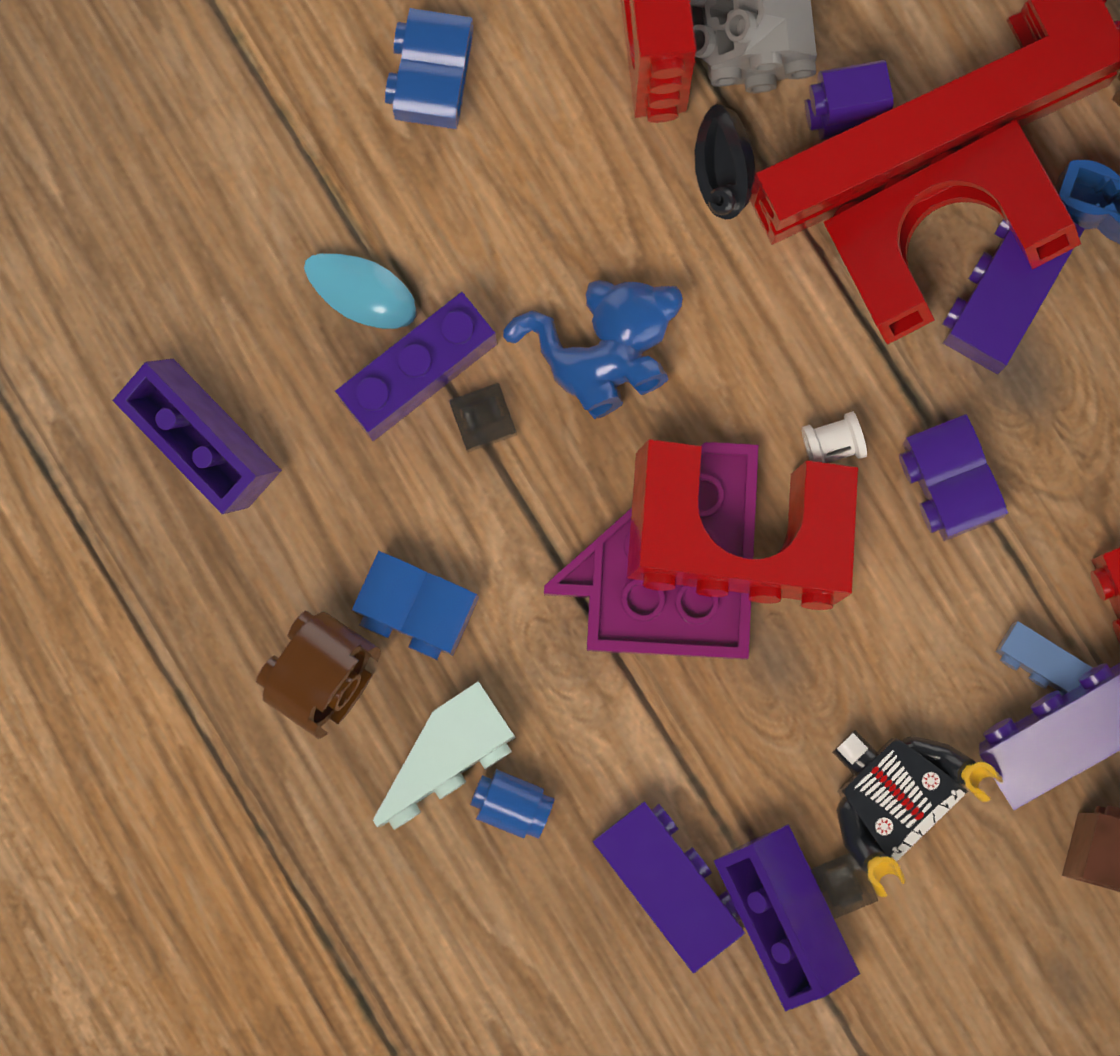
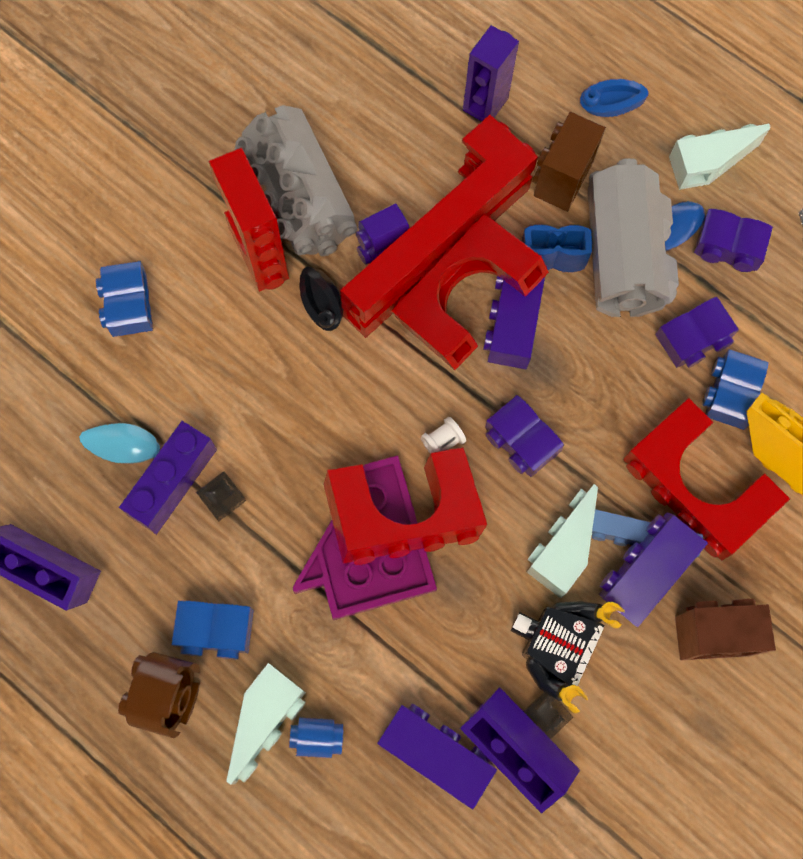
camera: 25 degrees left, 10 degrees down
(628, 323) = (292, 408): blue animal -> none
(955, 669) = (568, 551): none -> light aqua slope

